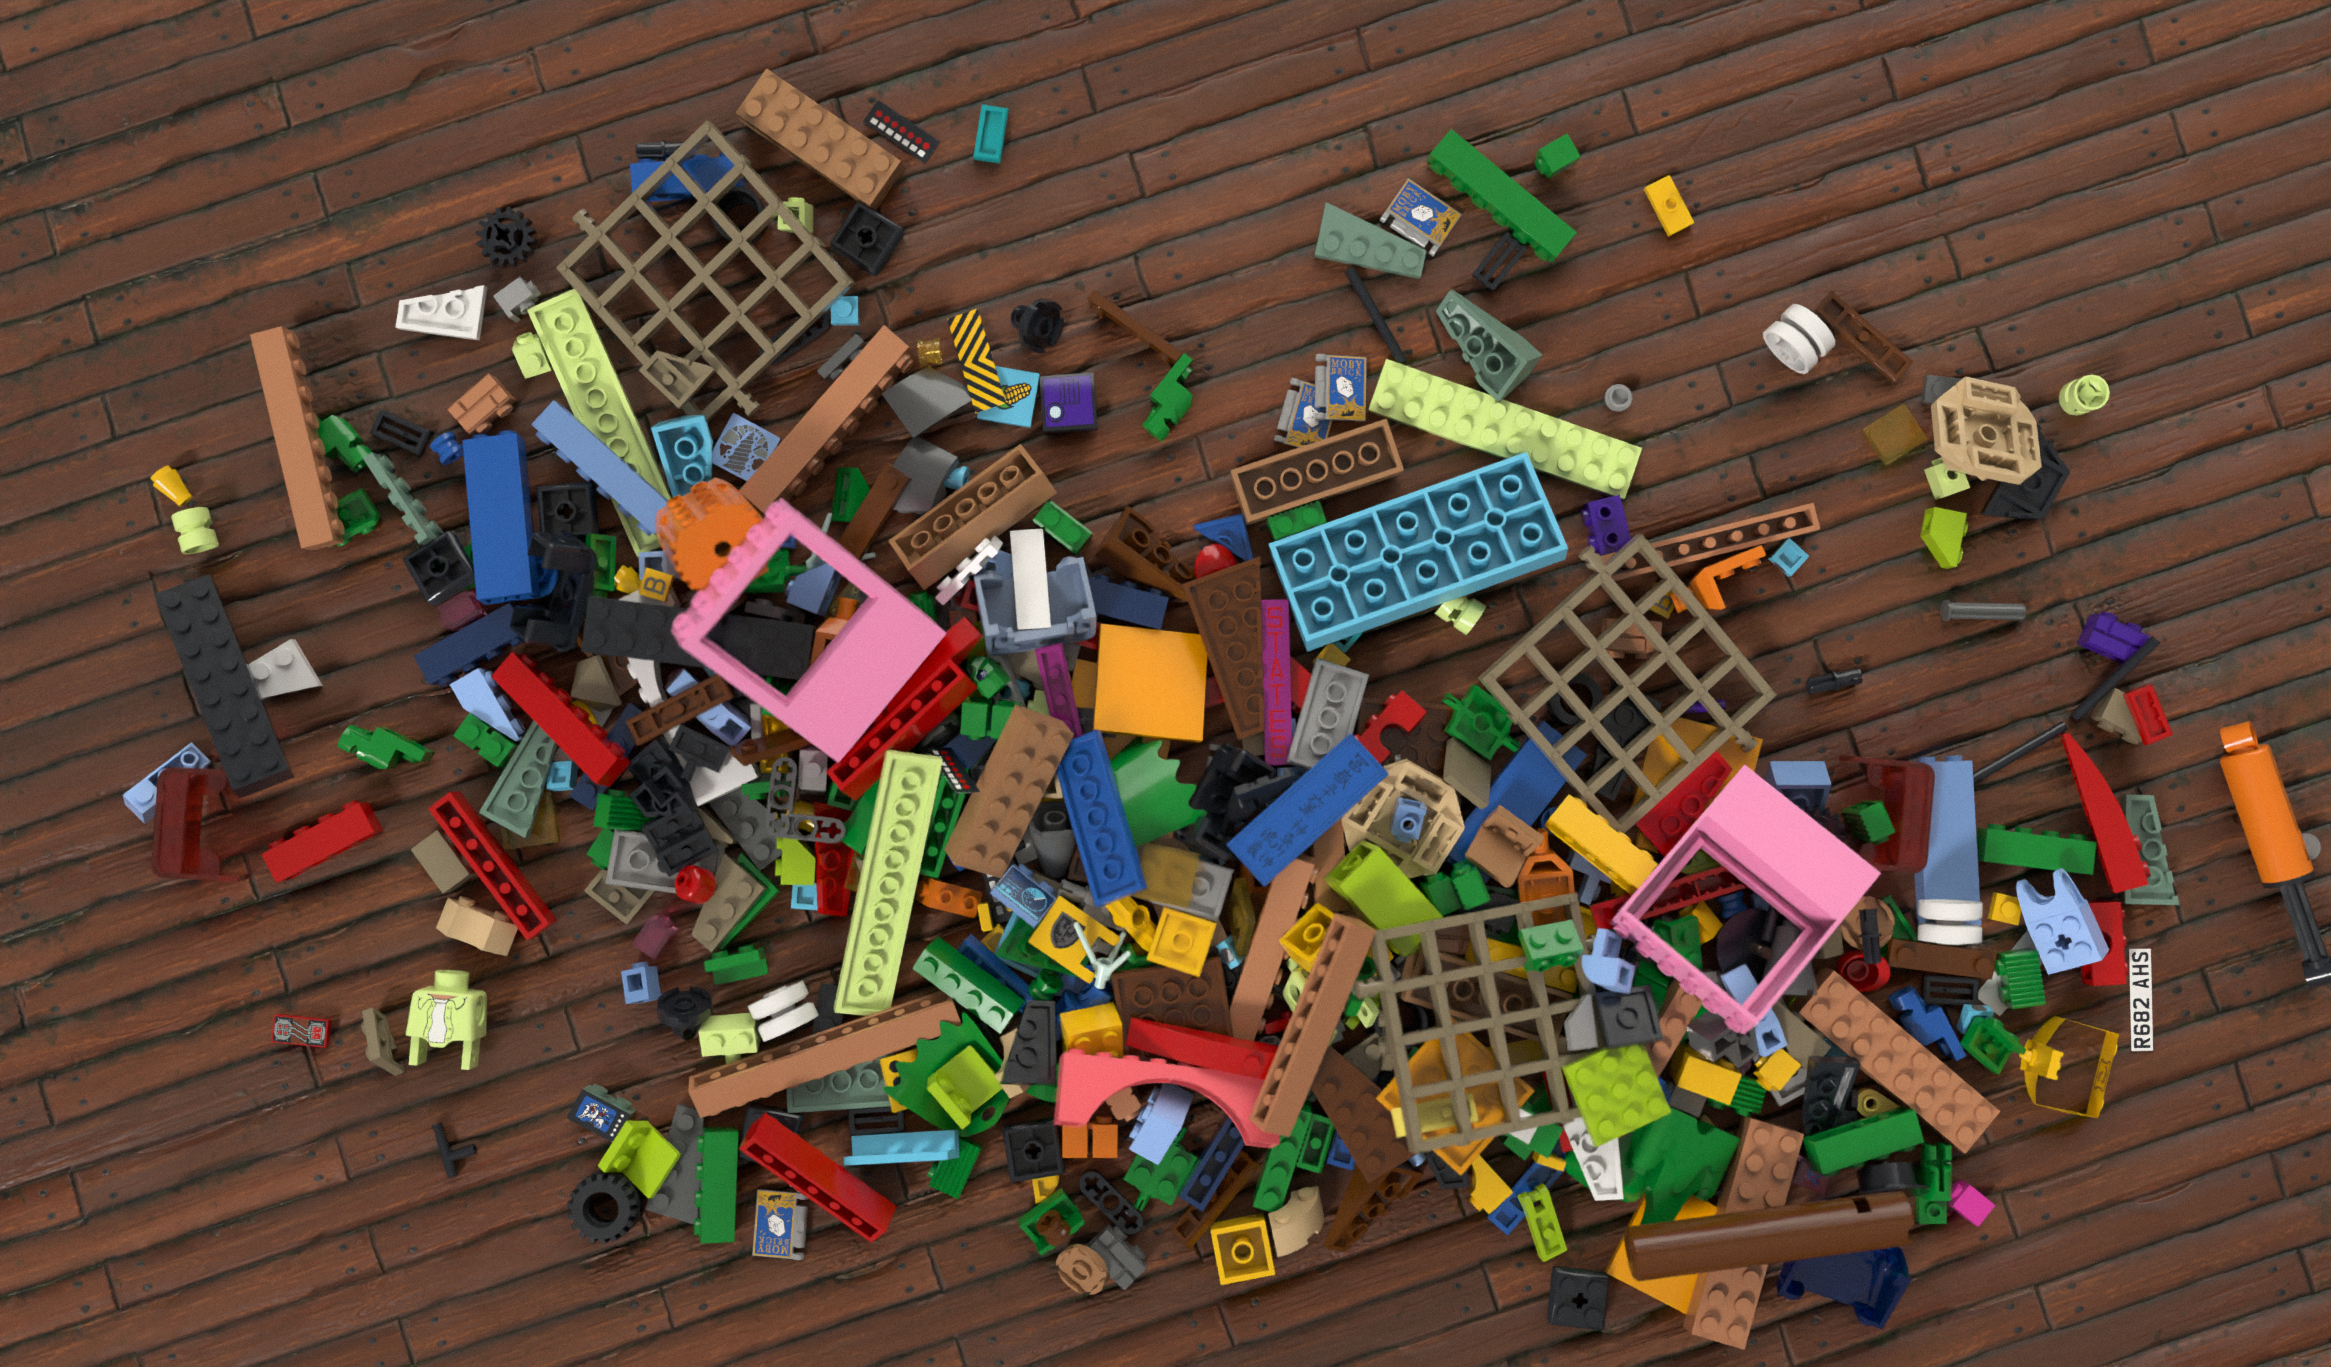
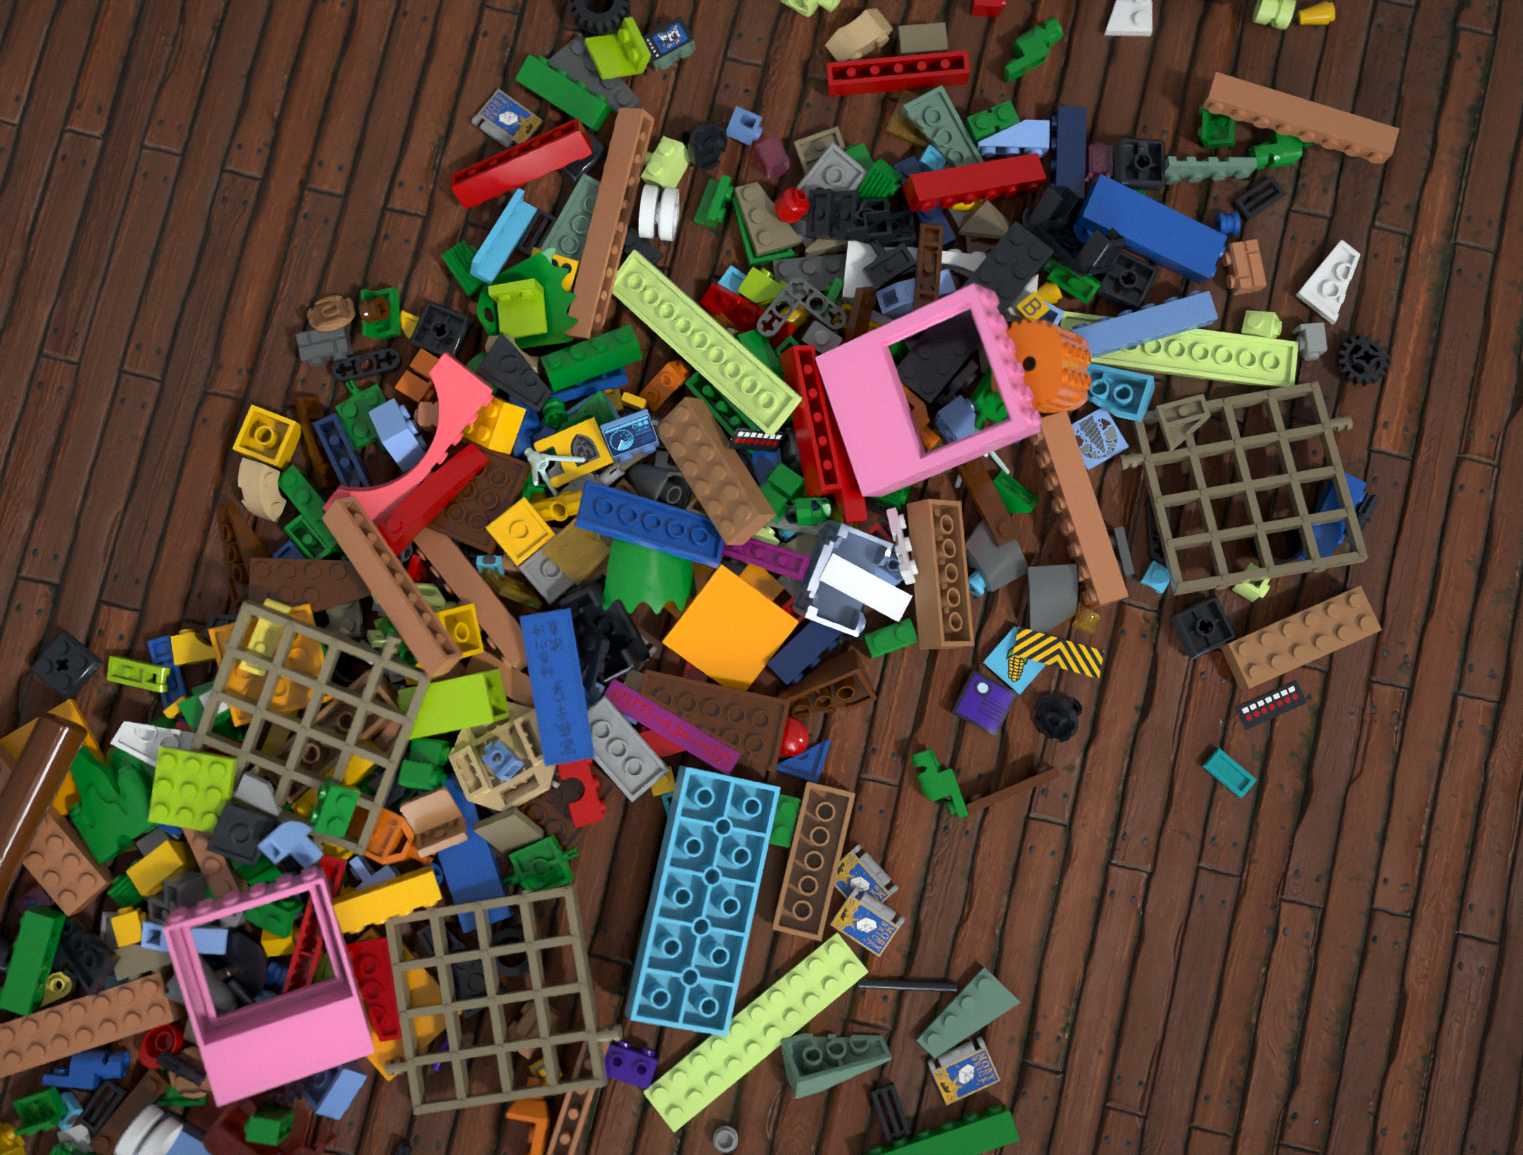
camera: 125 degrees right, 5 degrees down
(1462, 612) = (634, 906): yellowish green wheel -> none

